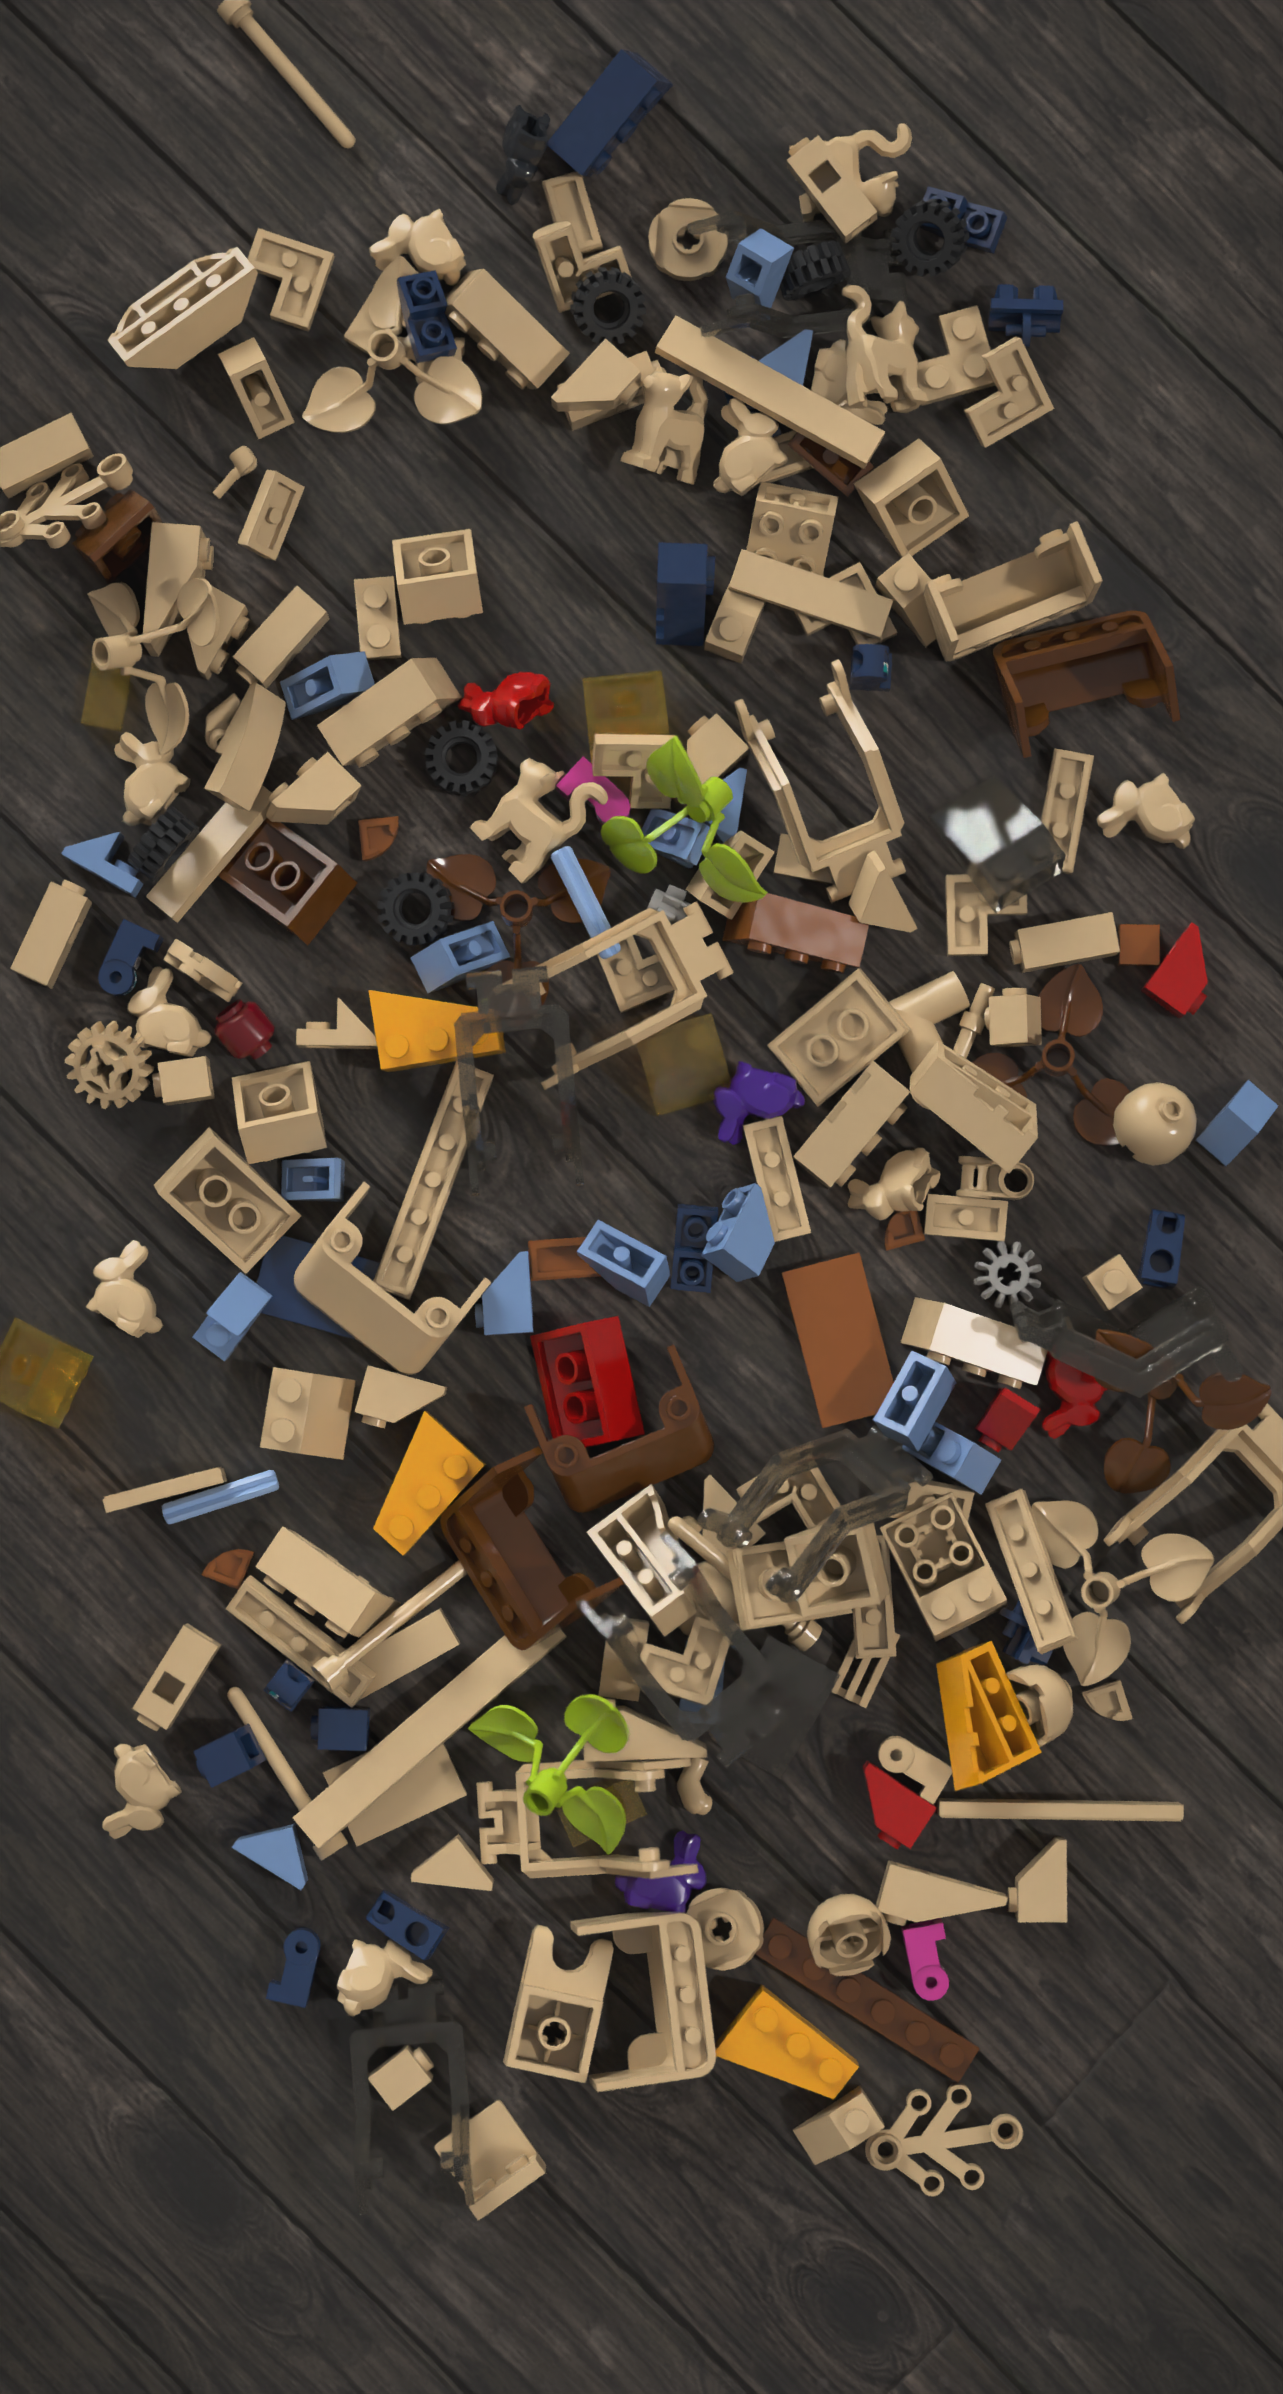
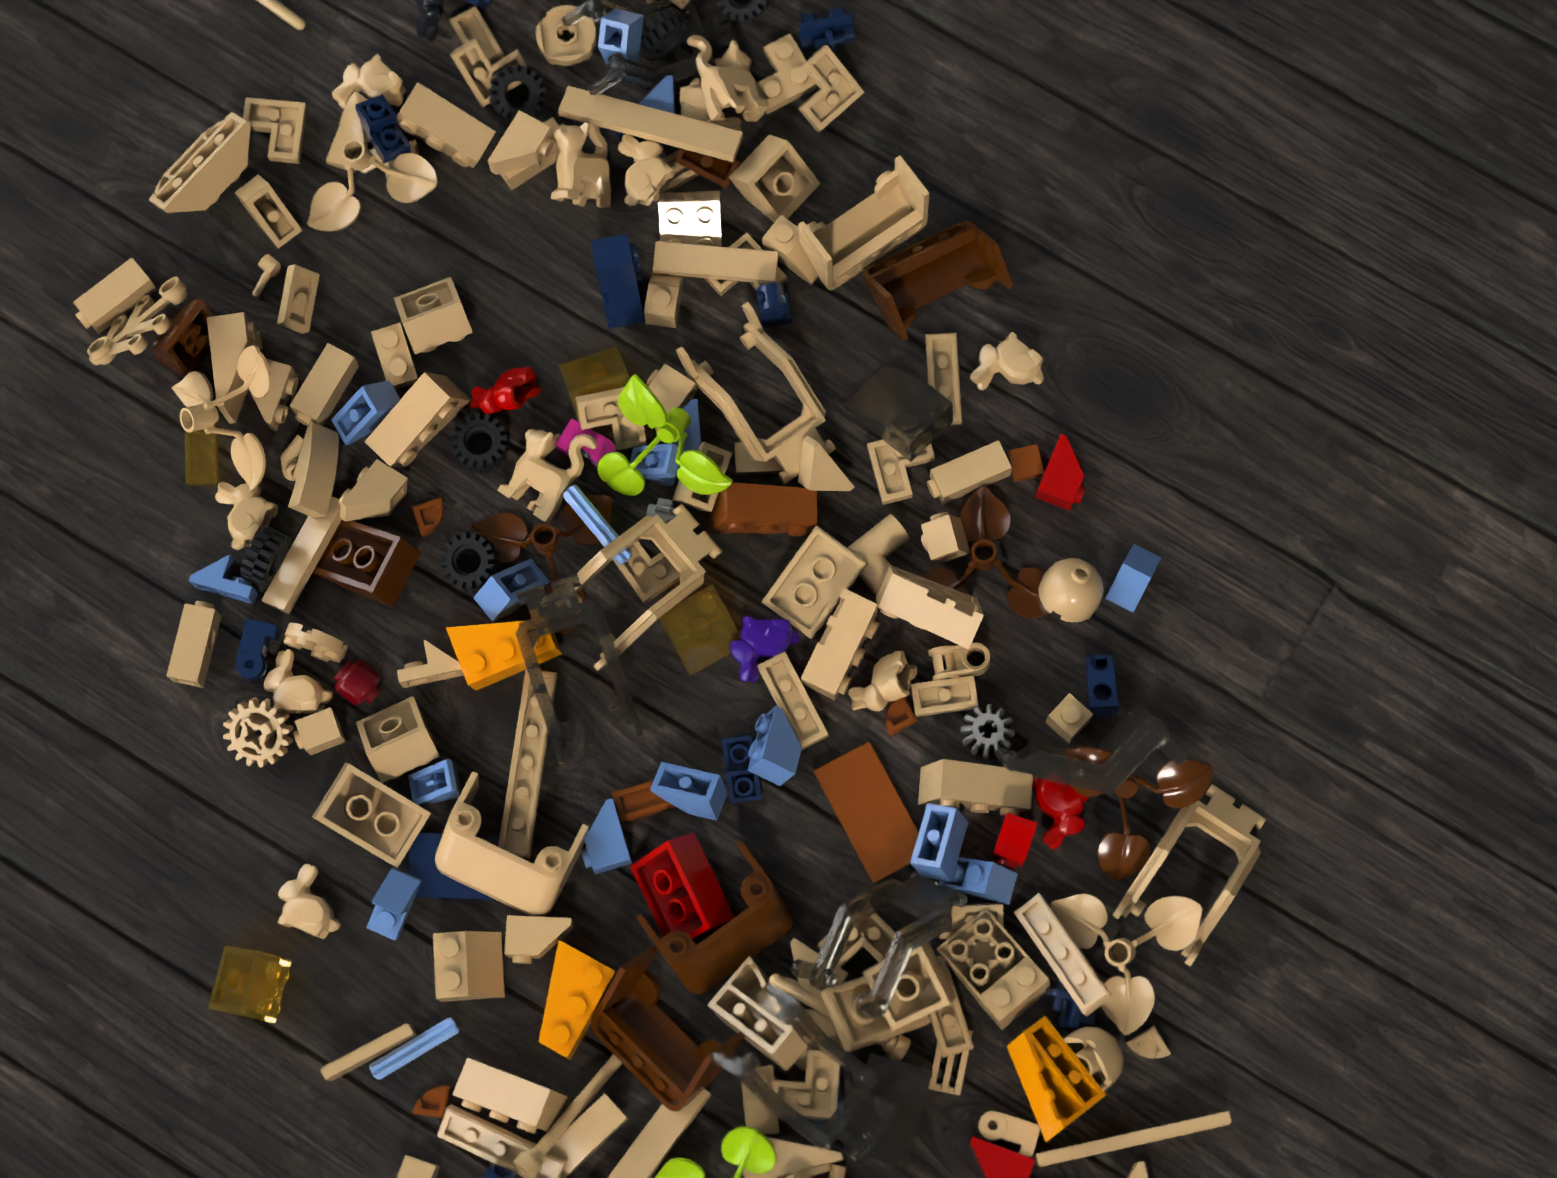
camera: 10 degrees left, 10 degrees down
(973, 1021) = (914, 548): tan bar -> none

